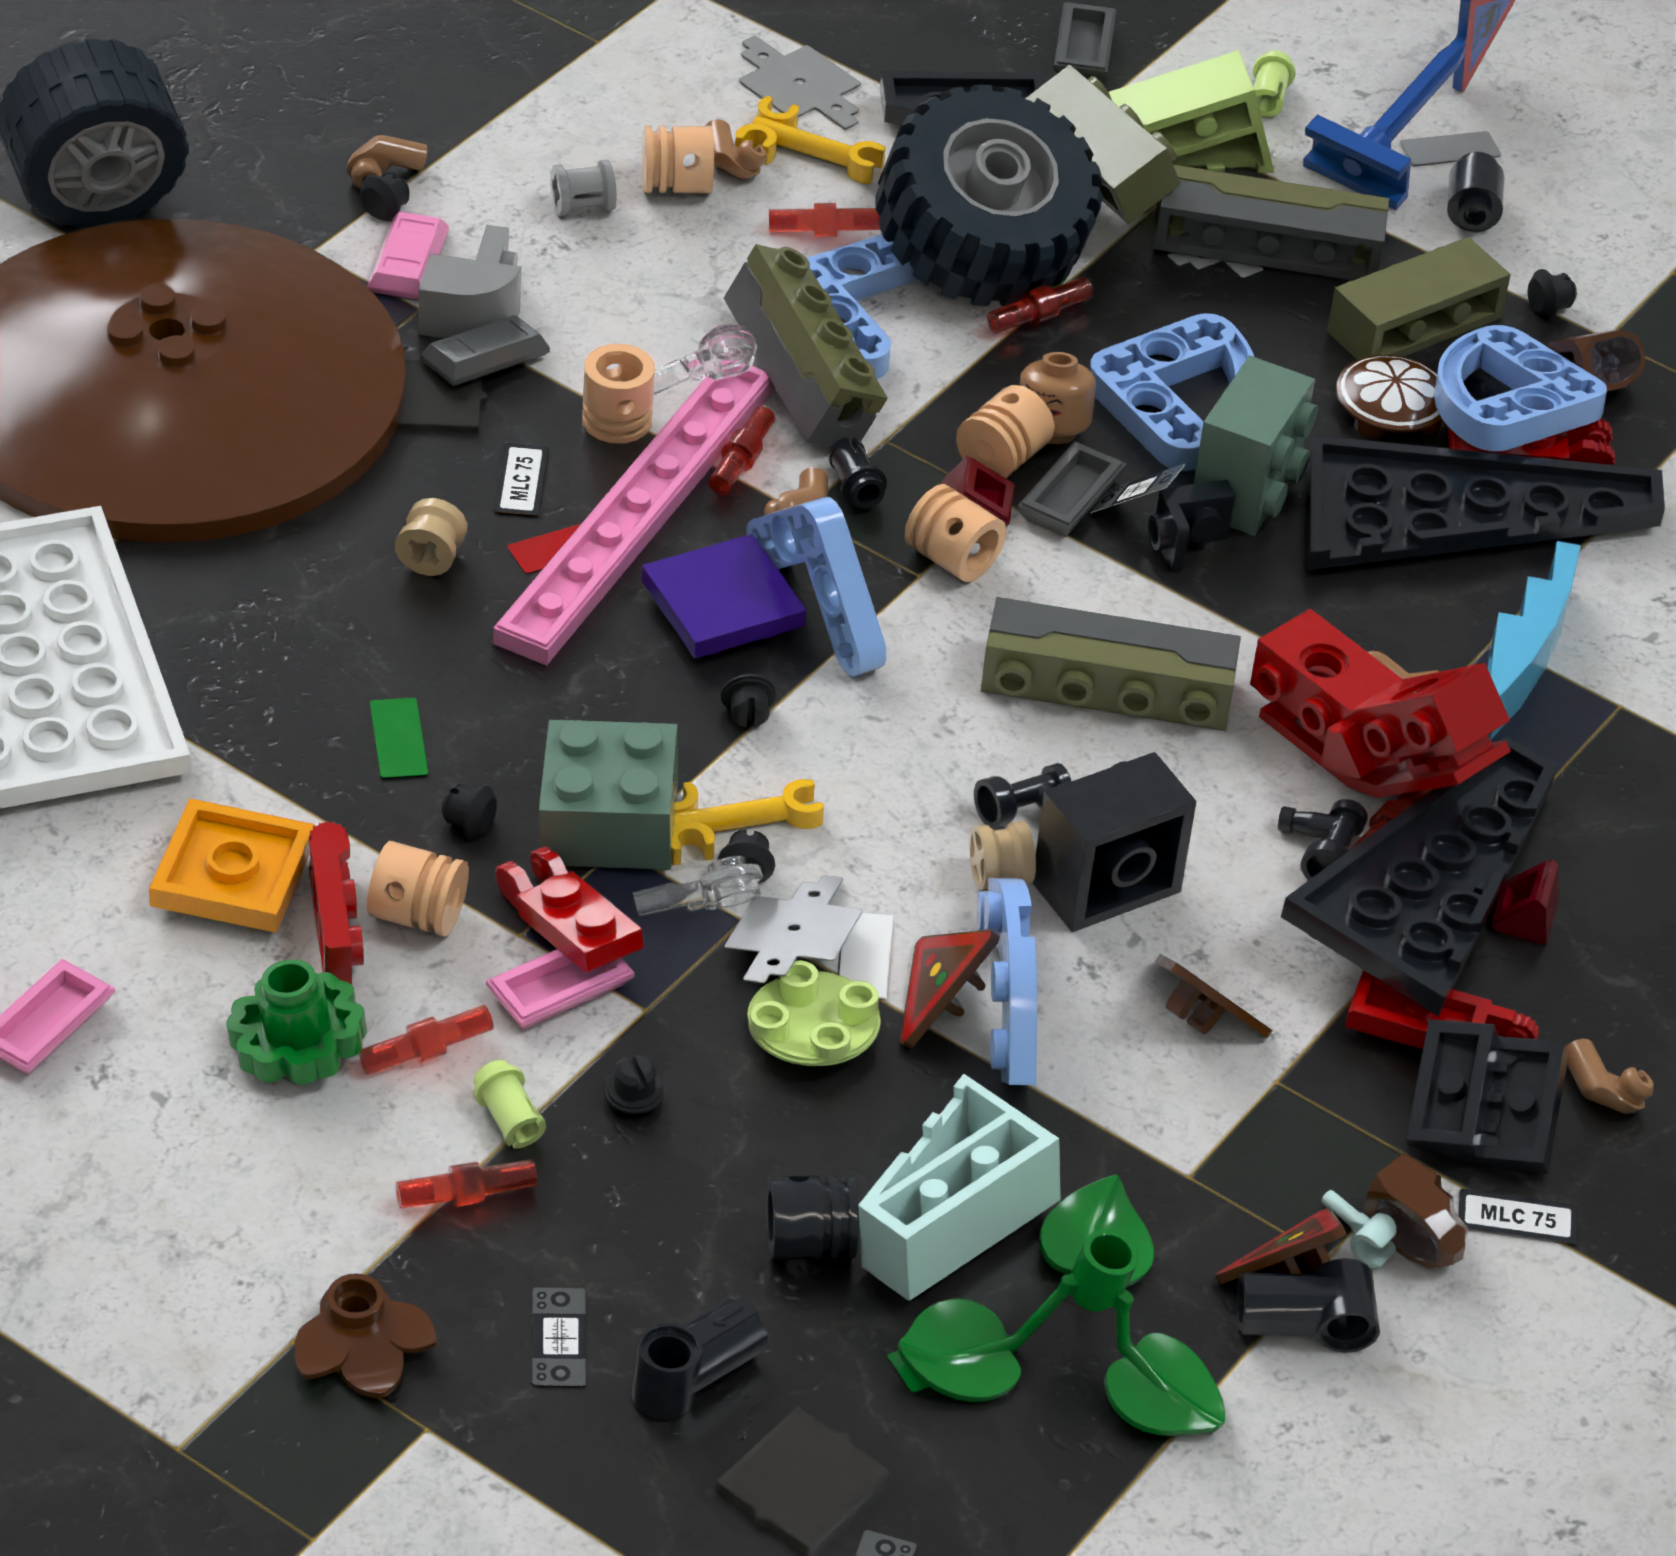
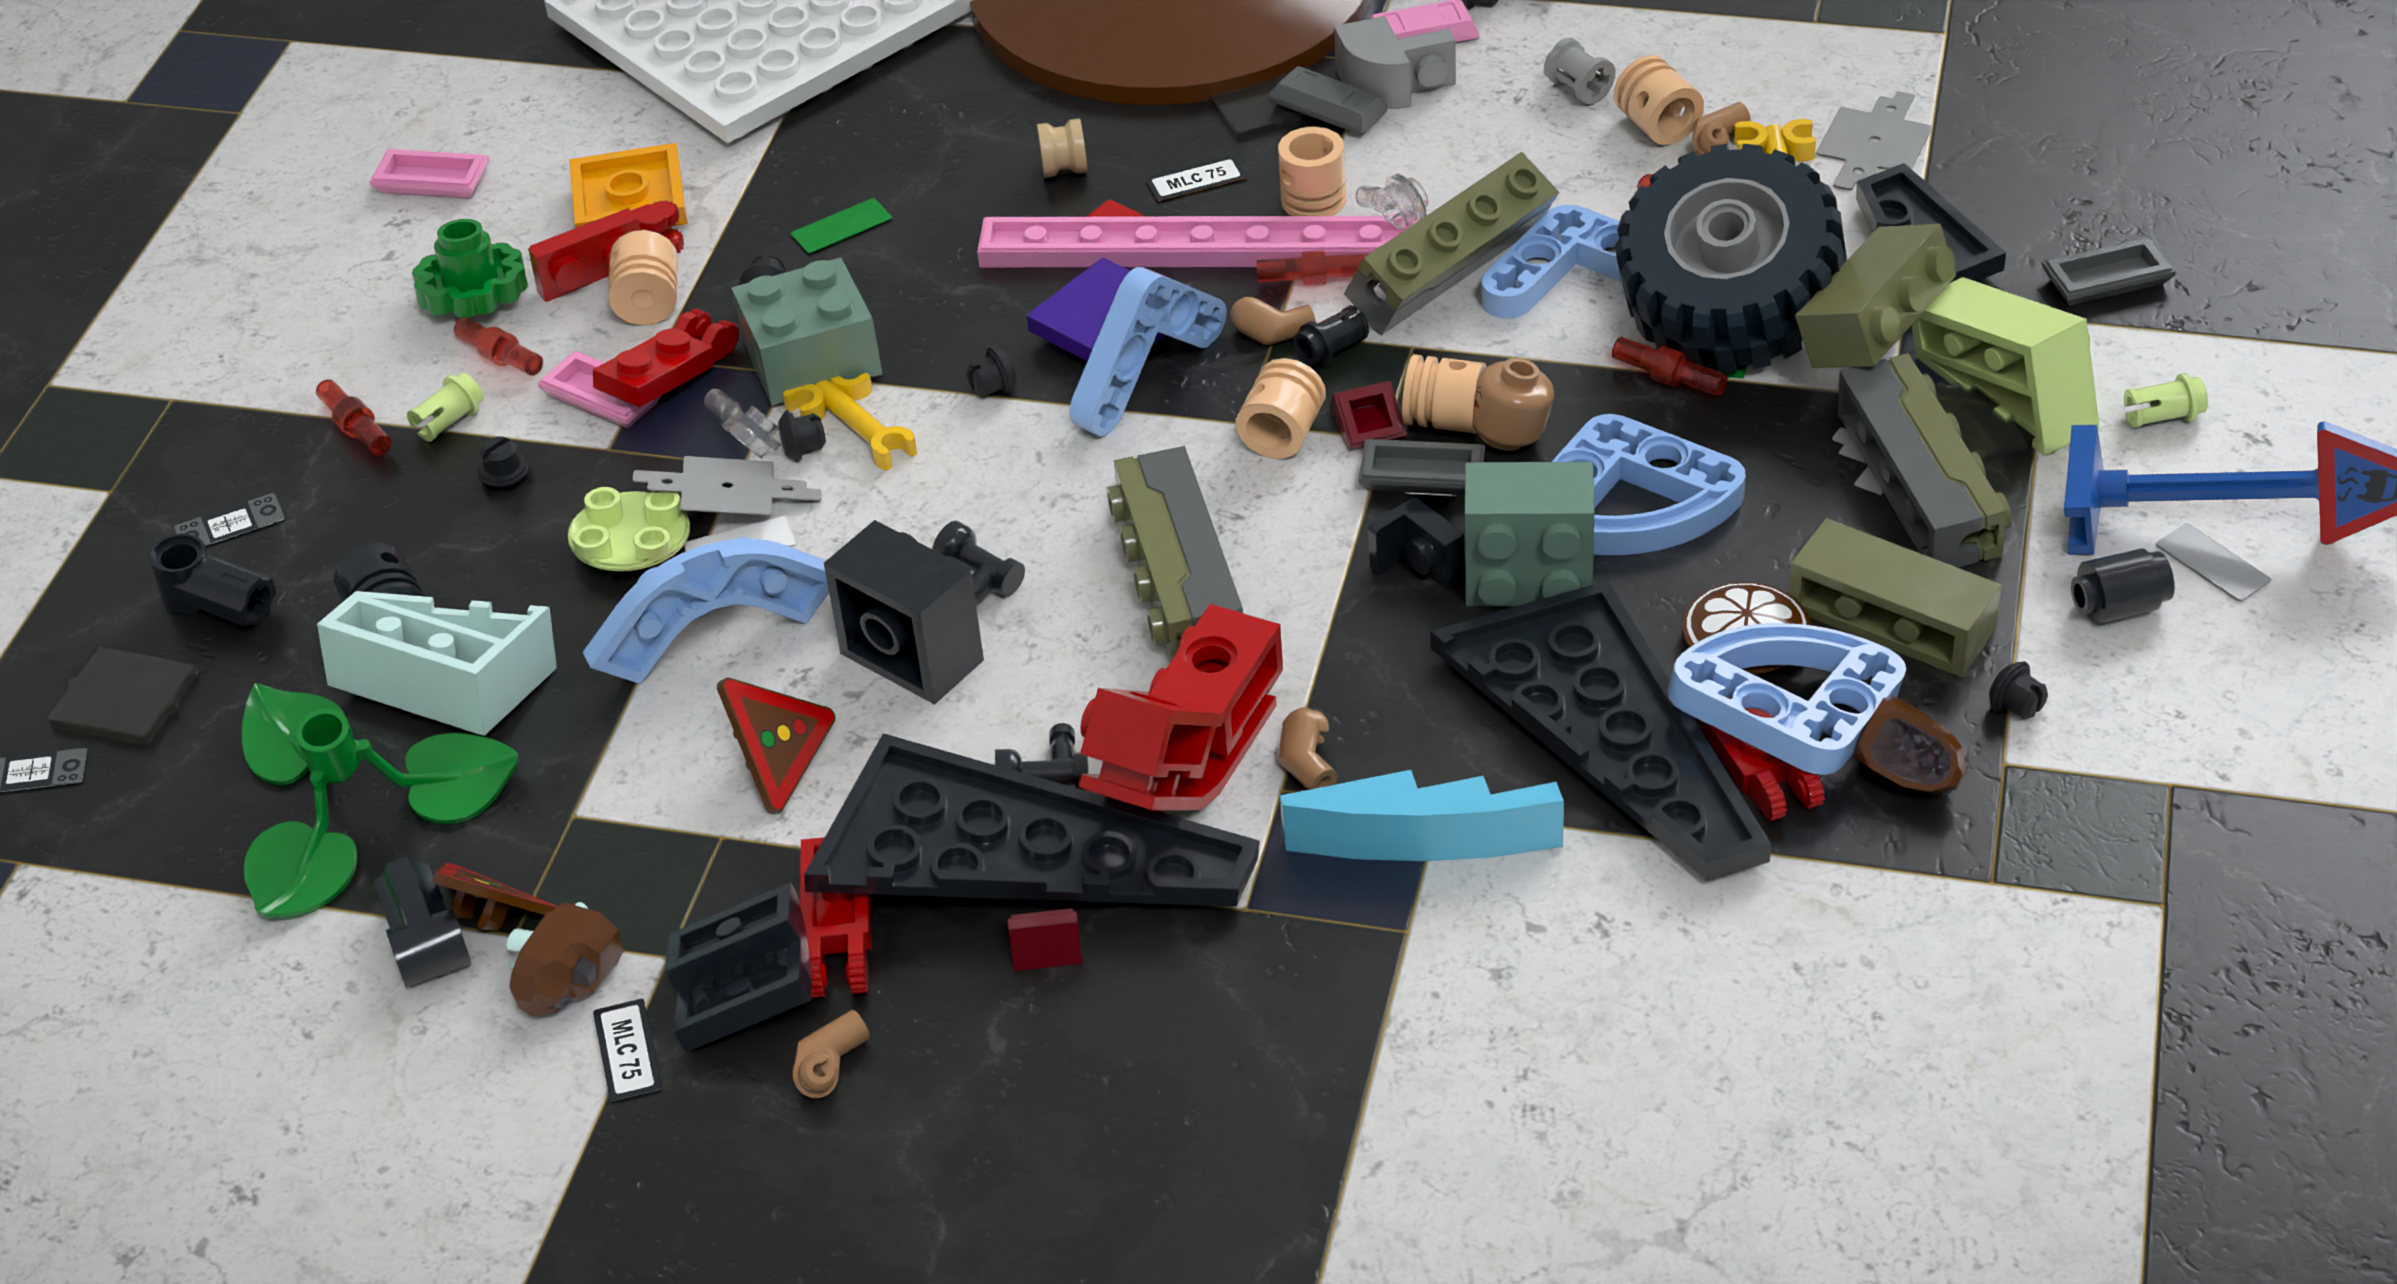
camera: 75 degrees right, 0 degrees up
(362, 1344) = (175, 421): reddish brown plate -> none

